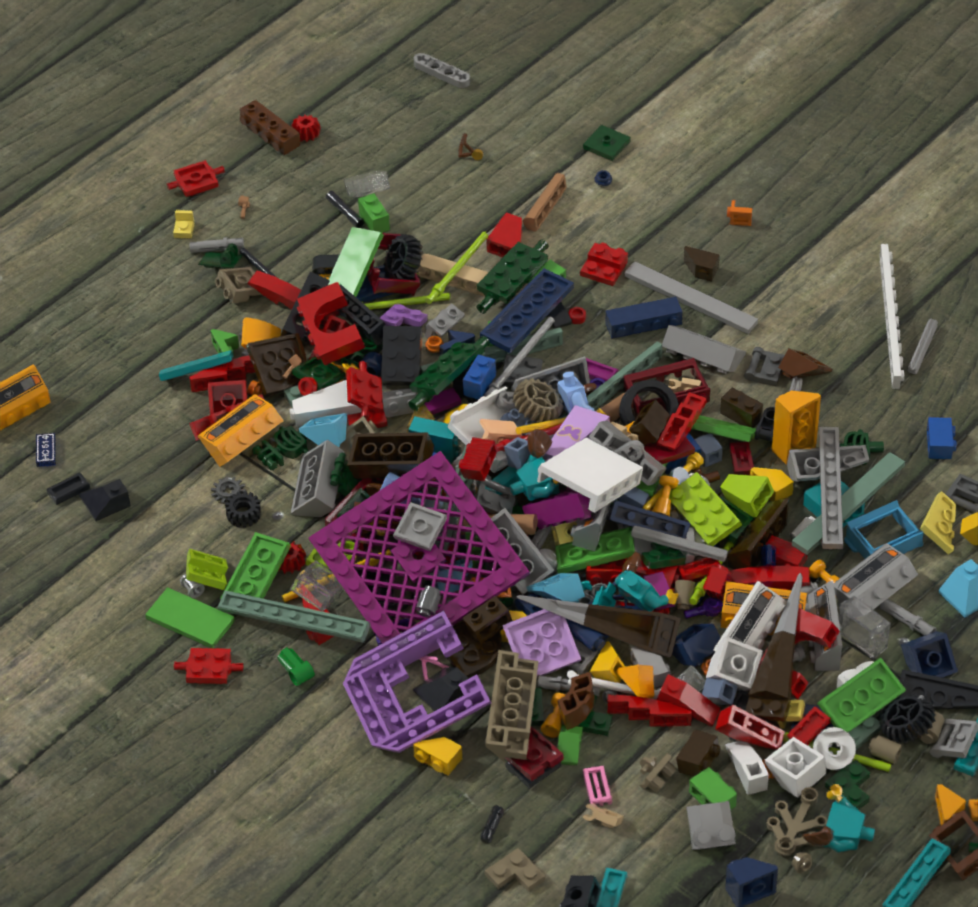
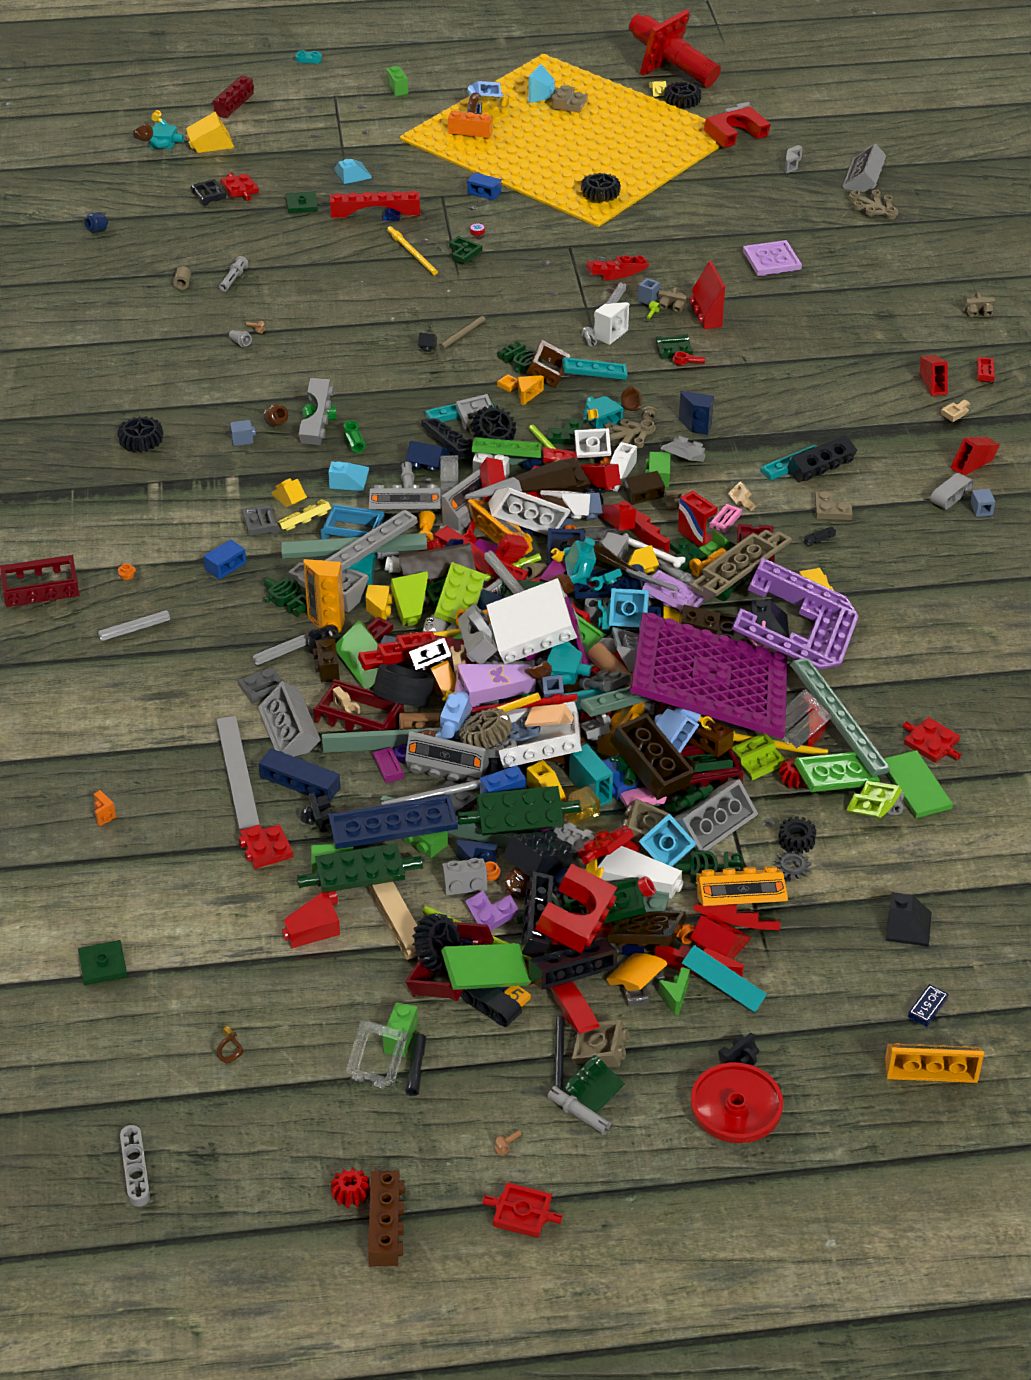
camera: 140 degrees left, 5 degrees down
(68, 488) = (934, 955): black tile -> none
(118, 300) = (736, 1102): none -> red dish
(137, 332) = (743, 1050): none -> black hips
(184, 224) = (589, 1160): light yellow bracket -> none
(294, 361) = (640, 914): medium nougat hand -> none
(297, 669) = (865, 697): green piece -> none
(420, 526) = (698, 668): light grey plate -> none
(428, 601) = (735, 643): dark grey brick -> none
(438, 289) = (438, 898): lime bar -> none
(478, 458) = (599, 684): red brick -> none
(545, 202) = (236, 934): medium nougat brick -> none
(578, 701) = (693, 542): reddish brown brick -> none
(596, 301) = (313, 814): none -> black hips
(602, 730) = (693, 516): none -> red panel
(603, 178) = (156, 925): dark blue plate -> none
(639, 679) = (635, 535): light orange slope -> none
(680, 474) = (447, 626): tile -> none
(701, 263) = (193, 786): dark brown slope -> none
(802, 365) = (238, 660): reddish brown slope -> none
(843, 740) = (556, 442): white plate -> none
(885, 749) = (524, 430): dark tan brick -> none
(892, 321) = (121, 656): white plate -> none

